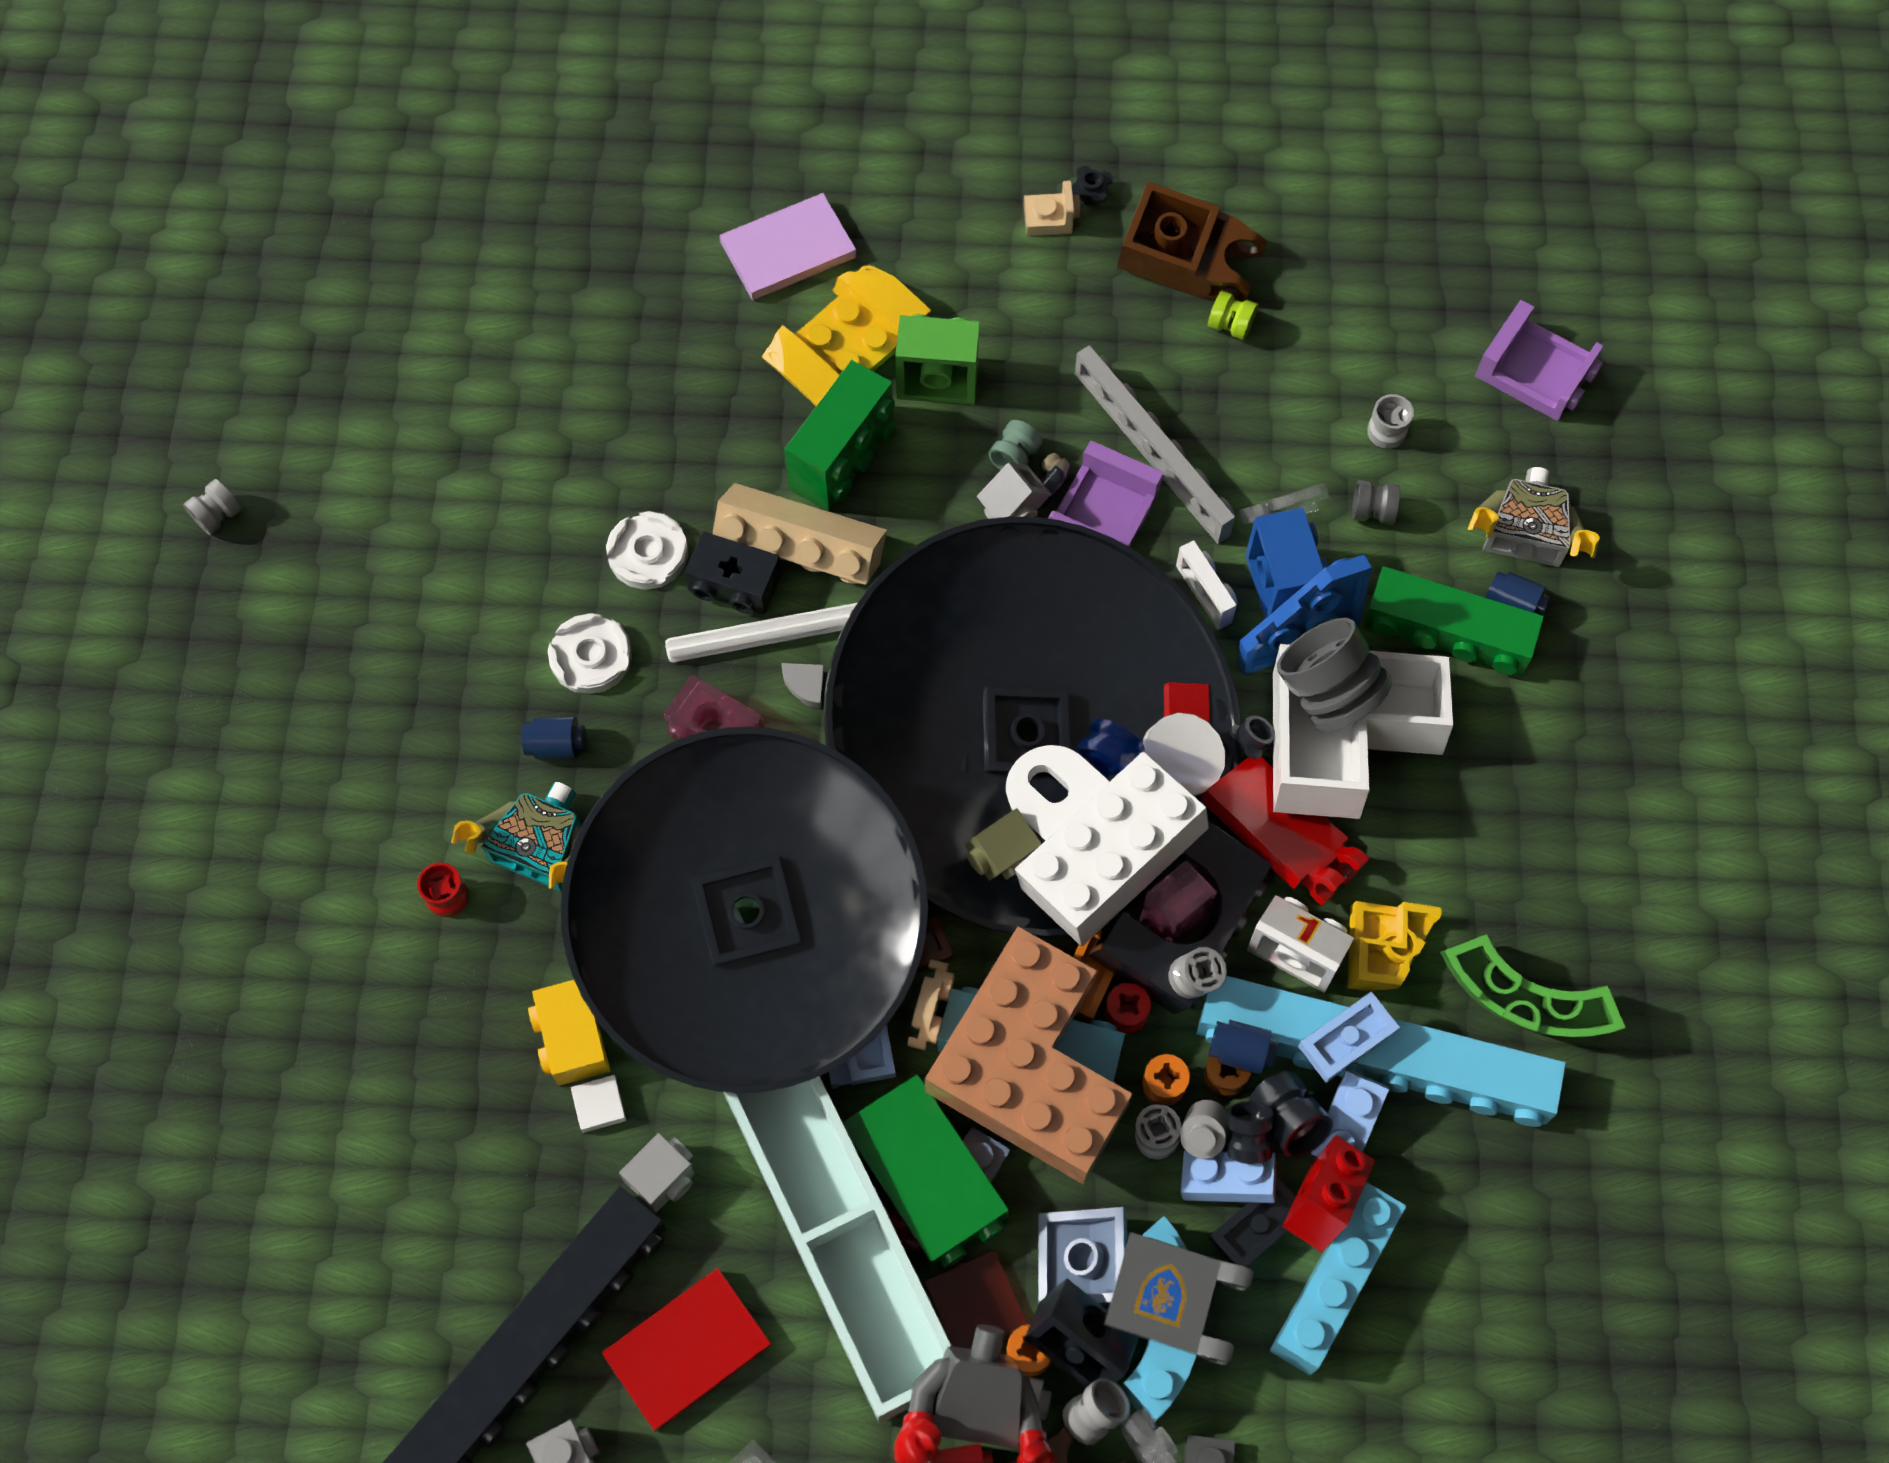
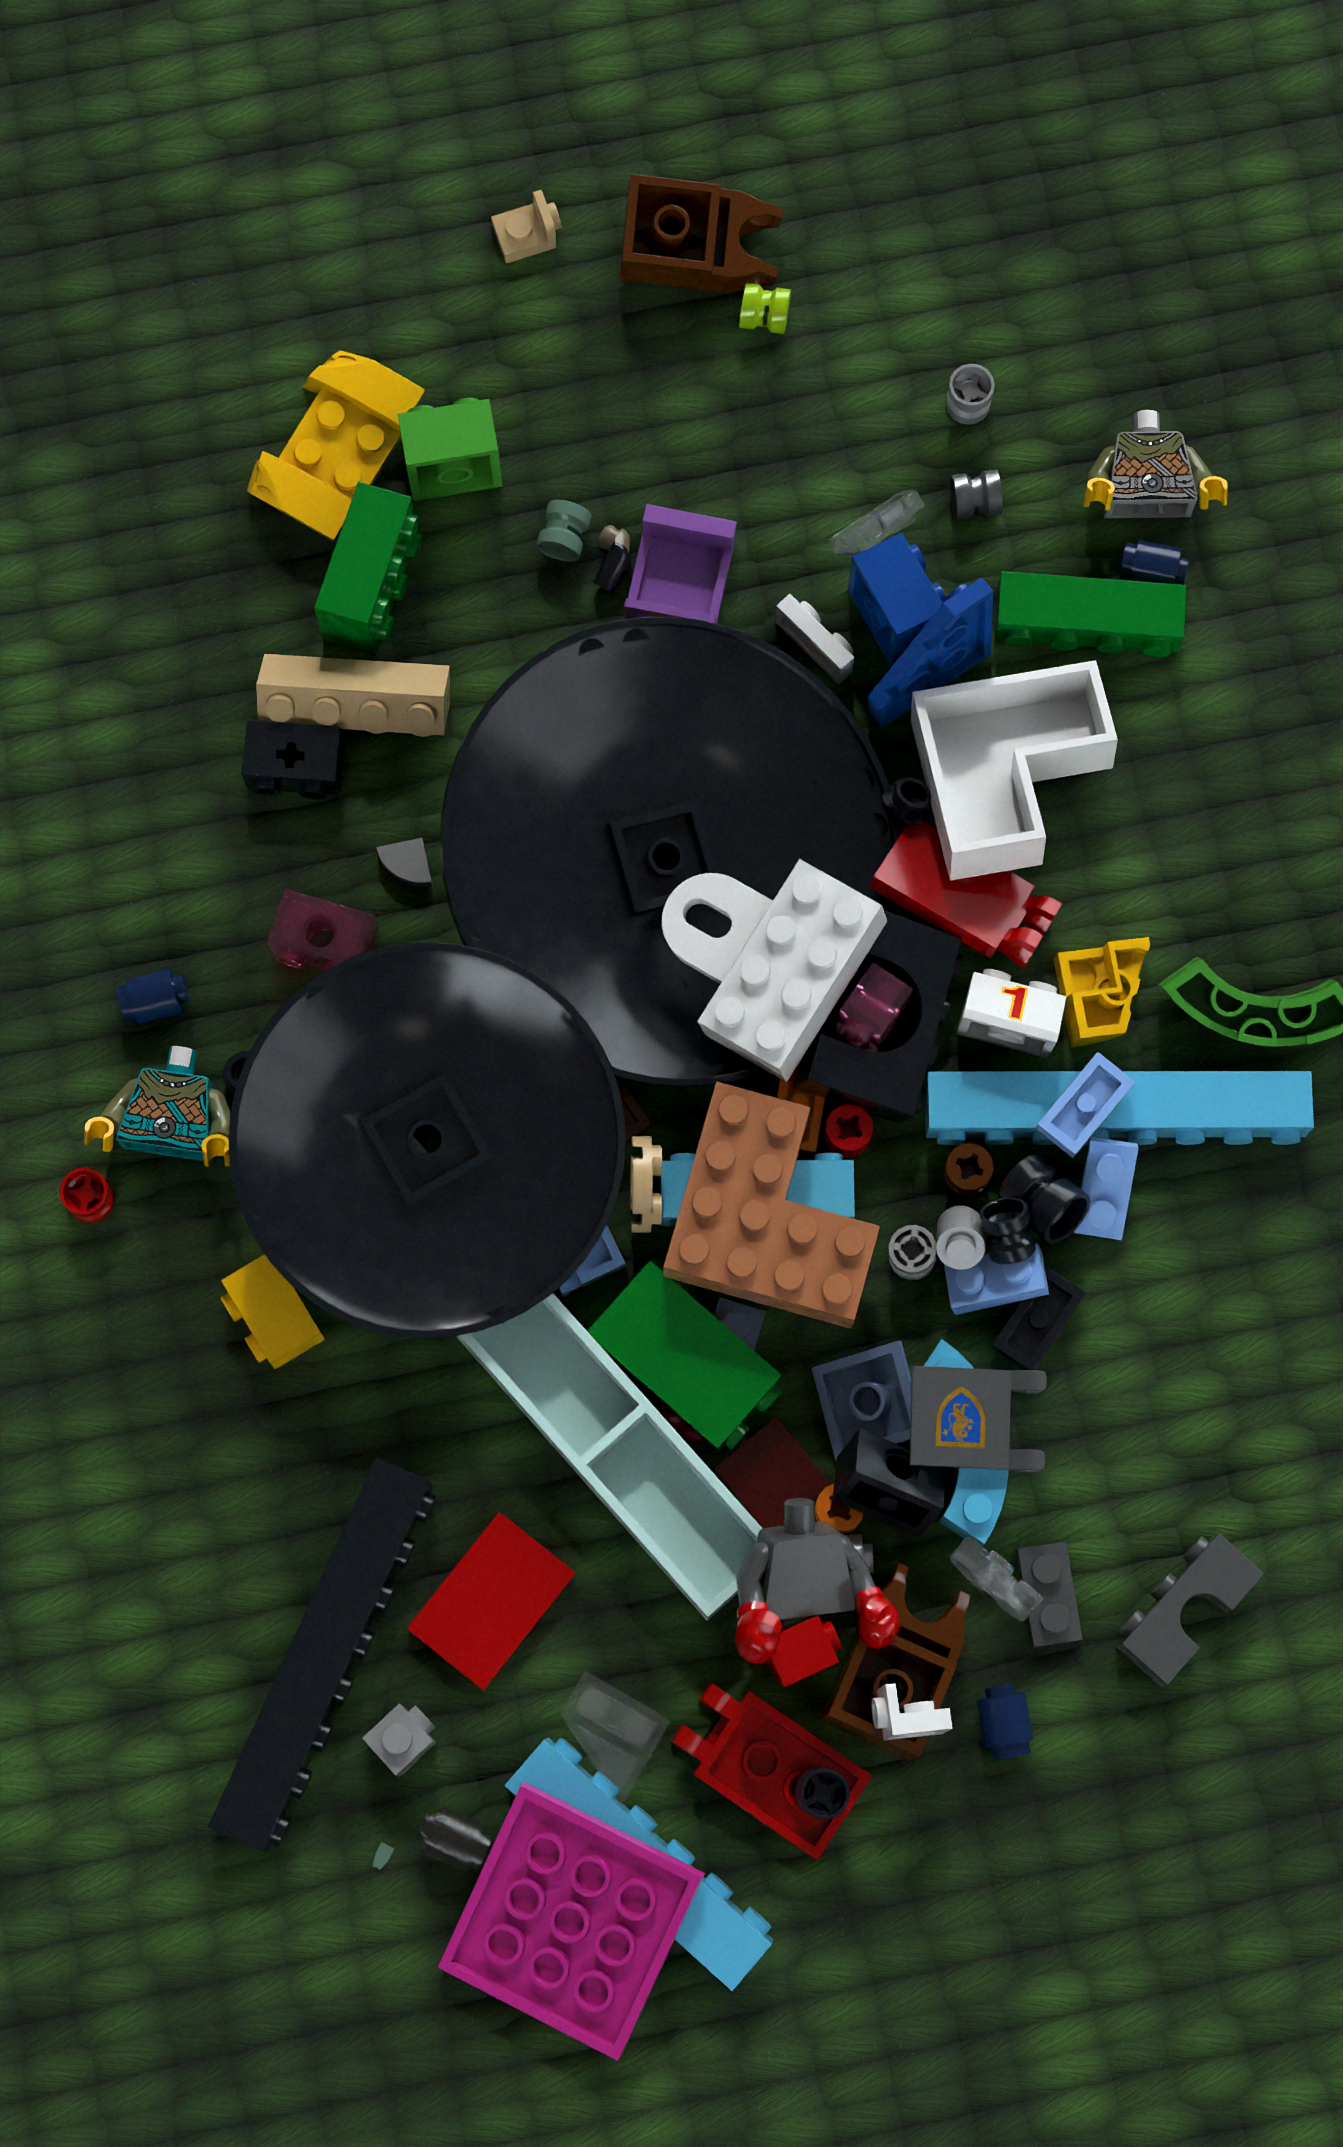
camera: 15 degrees left, 10 degrees up
(590, 654) = (161, 889): white tile -> none
(598, 1104) = (323, 1377): white tile -> none
(647, 550) = (187, 754): white tile -> none
(659, 1172) = (411, 1431): light grey brick -> none
(758, 633) = (349, 814): white axle -> none
(787, 246) = (237, 346): lavender tile -> none
(1002, 846) = (676, 998): olive brick -> none
(1013, 493) = (578, 590): brick -> none
(1089, 193) = (564, 195): black plate -> none
(1096, 1411) = (922, 1551): light grey wheel -> none
(1109, 747) = (762, 861): clear blue wheel -> none
(1162, 453) = (704, 476): light grey plate -> none
(1164, 1089) = (907, 1205): orange wheel -> none
(1186, 699) = (827, 782): red tile -> none
(1187, 751) = (840, 840): white tile -> none
(1188, 976) = (905, 1085): light grey wheel -> none
(1243, 1046) = (979, 1143): dark blue brick -> none
(1329, 1193) = (1102, 1271): red brick -> none
(1334, 674) = (979, 716): dark grey wheel -> none
(1337, 1281) = (1130, 1353): medium azure brick -> none
(1538, 365) = (1117, 283): medium lavender panel -> none

